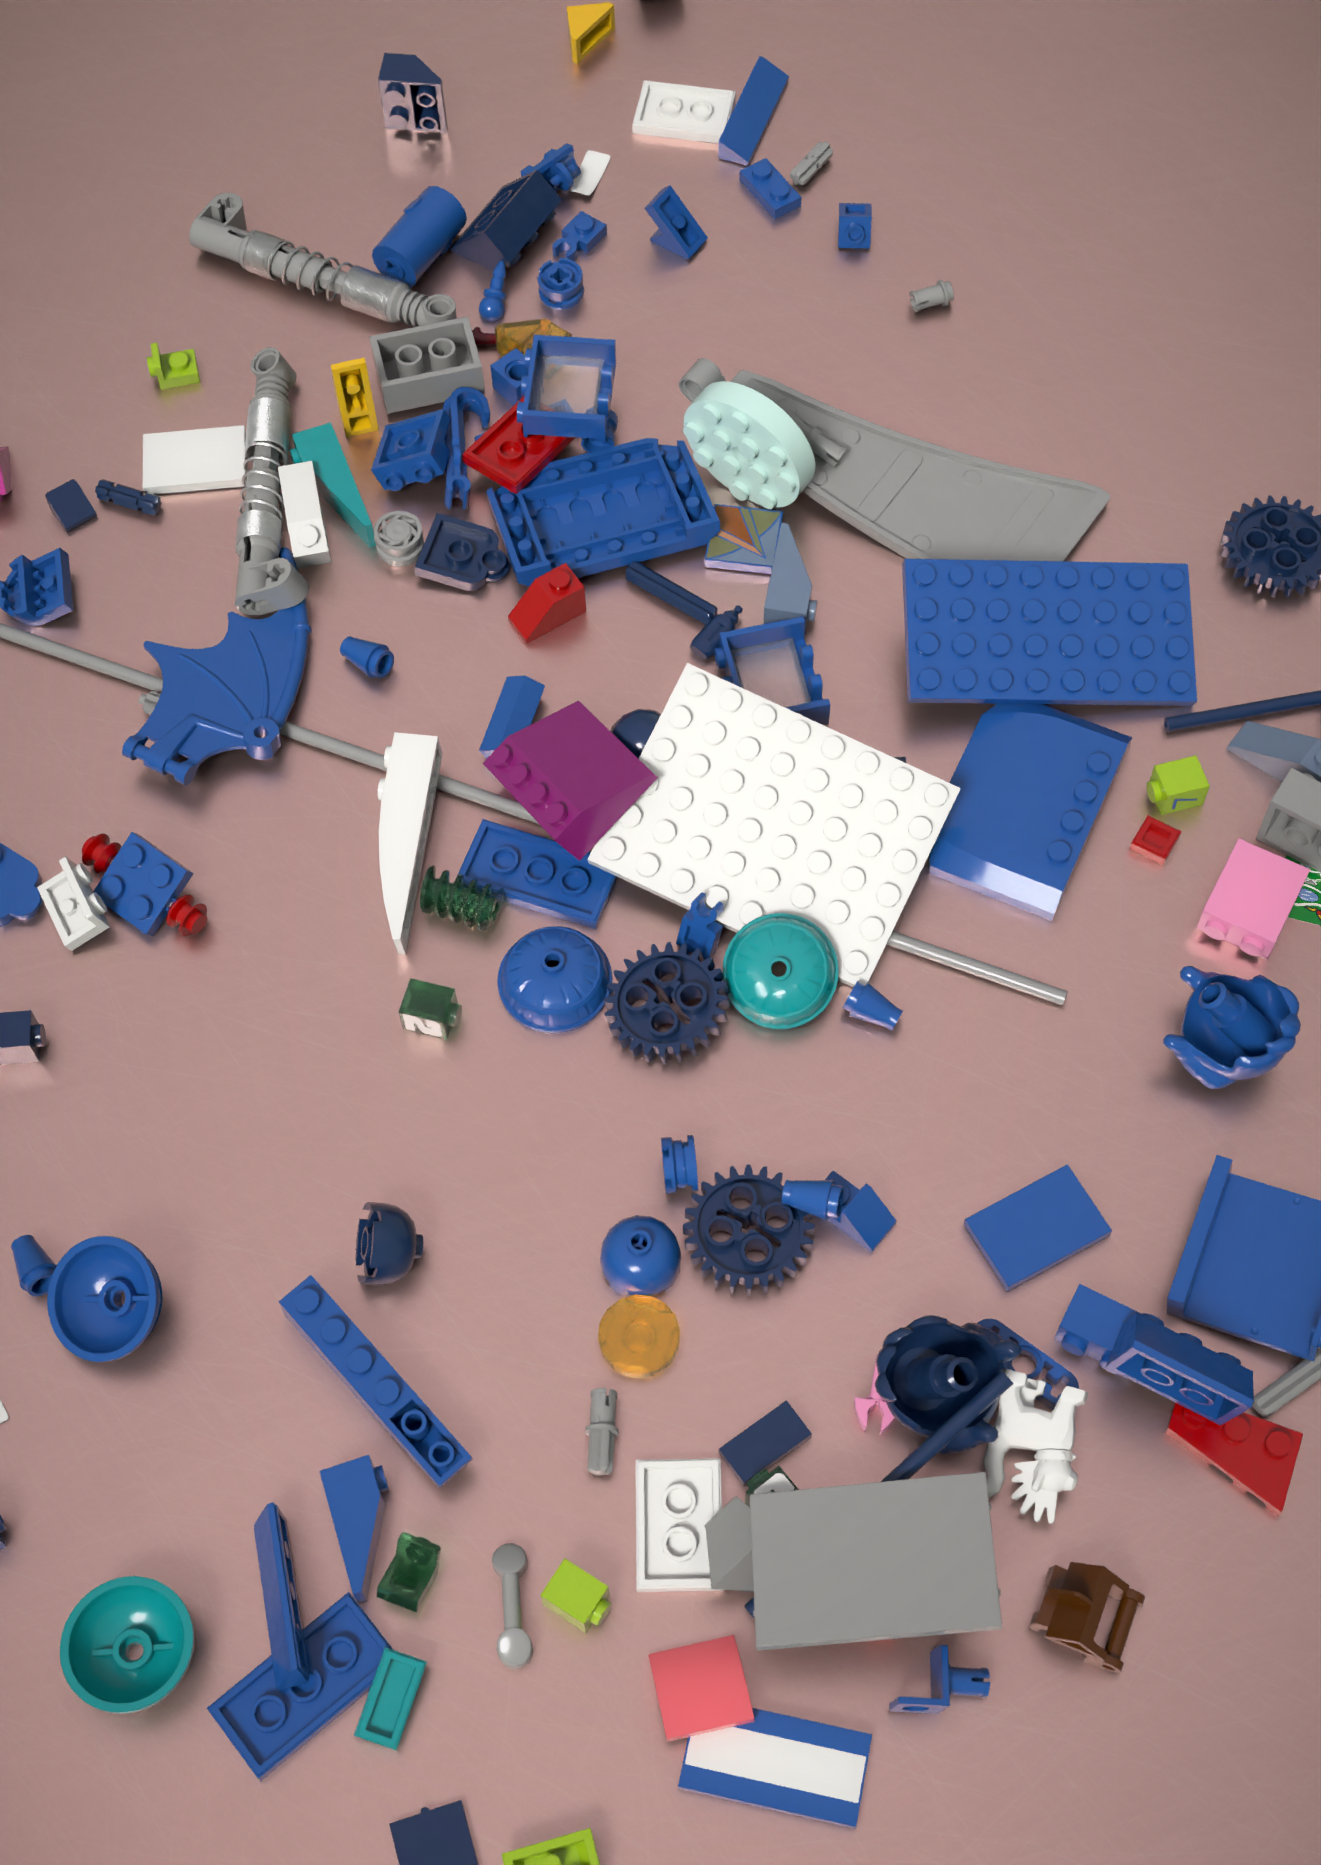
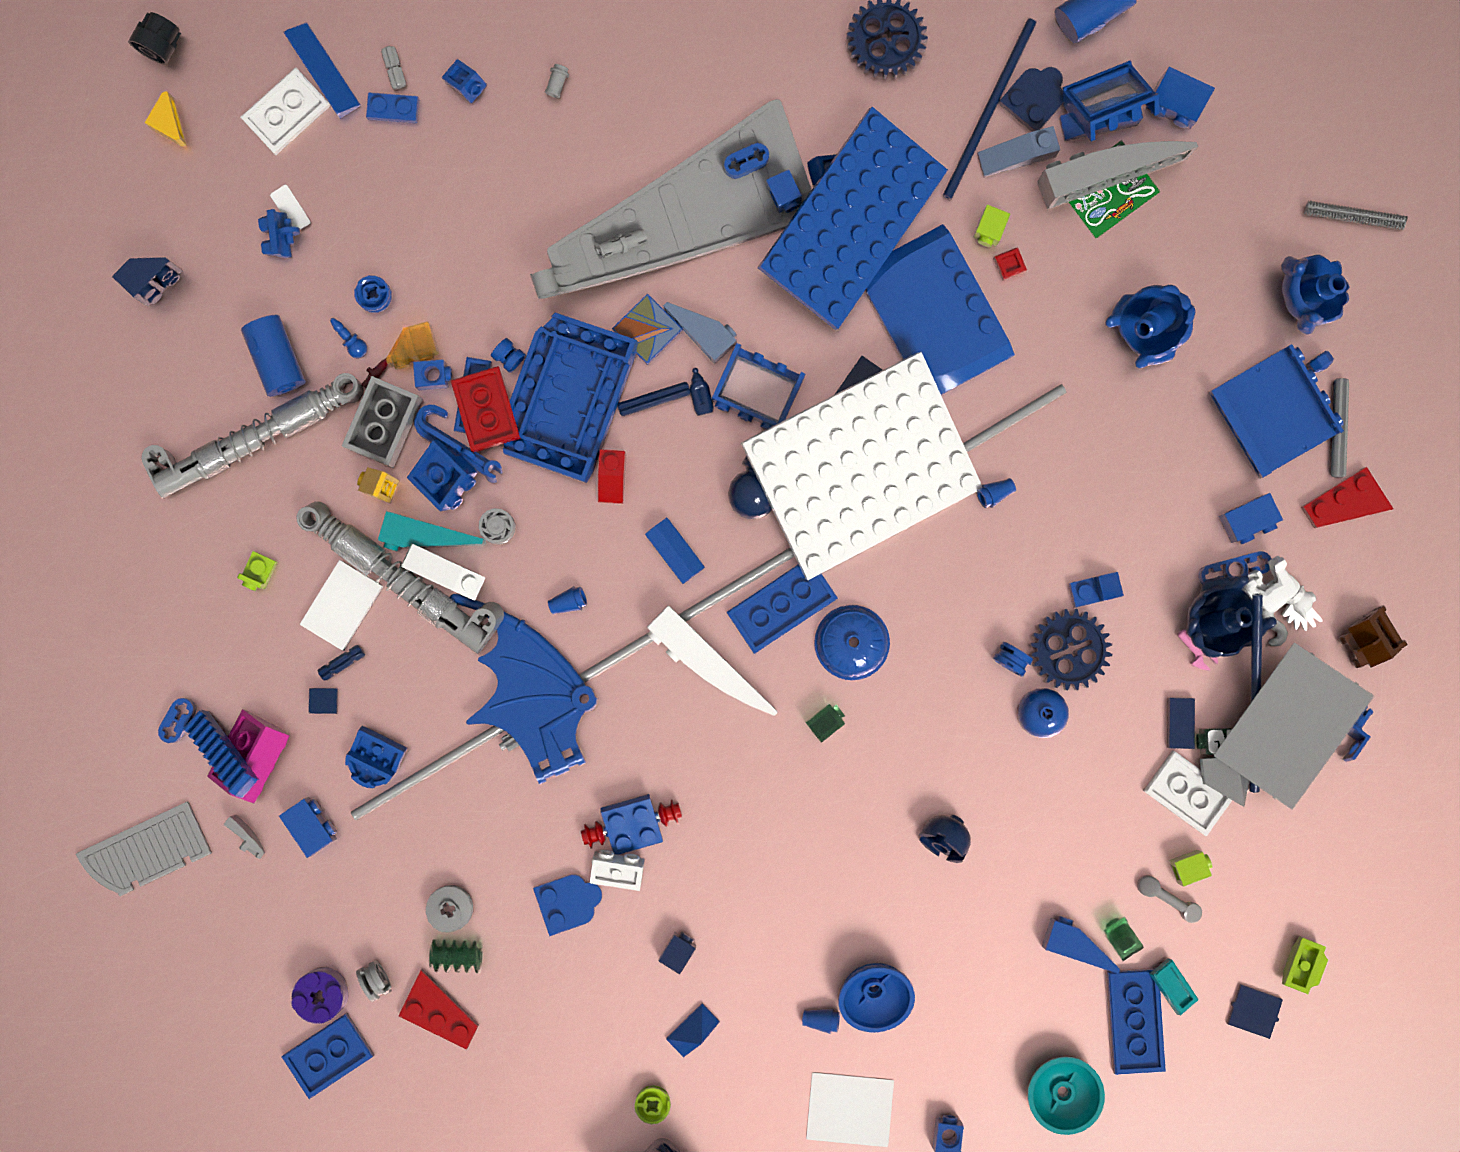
camera: 60 degrees left, 25 degrees up
(280, 1599) = (1090, 1007): blue slope -> none
(374, 1381) = (1015, 891): blue slope -> none
(460, 901) = (772, 661): clear green piece -> none
(461, 554) = (535, 498): dark blue plate -> none
(508, 222) = (298, 291): dark blue slope -> none
(568, 387) = (475, 357): window -> none
(570, 776) = (751, 552): magenta slope -> none
(579, 234) = (340, 251): blue plate -> none
(601, 1431) = (1119, 797): light grey axle -> none
(639, 1336) = (1083, 743): clear yellow tile -> none
(640, 1024) = (916, 620): dark blue gear -> none
(676, 225) = (383, 192): blue slope -> none
(699, 927) = (888, 547): blue plate -> none
(701, 1688) = (1273, 840): coral slope -> none
(749, 444) = (608, 289): light aqua piece -> none
(781, 1767) = (1329, 830): tile -> none
(786, 999) = (935, 516): teal hat -> none
(814, 1197) = (1085, 608): blue cone -> none
(1014, 504) = (749, 166): none -> blue beam
(1016, 544) = (784, 192): none -> blue brick
(1037, 1227) = (1173, 505): blue tile -> none
(1182, 1369) = (1307, 503): blue slope -> none
(1252, 899) = (1086, 246): bright pink brick -> none

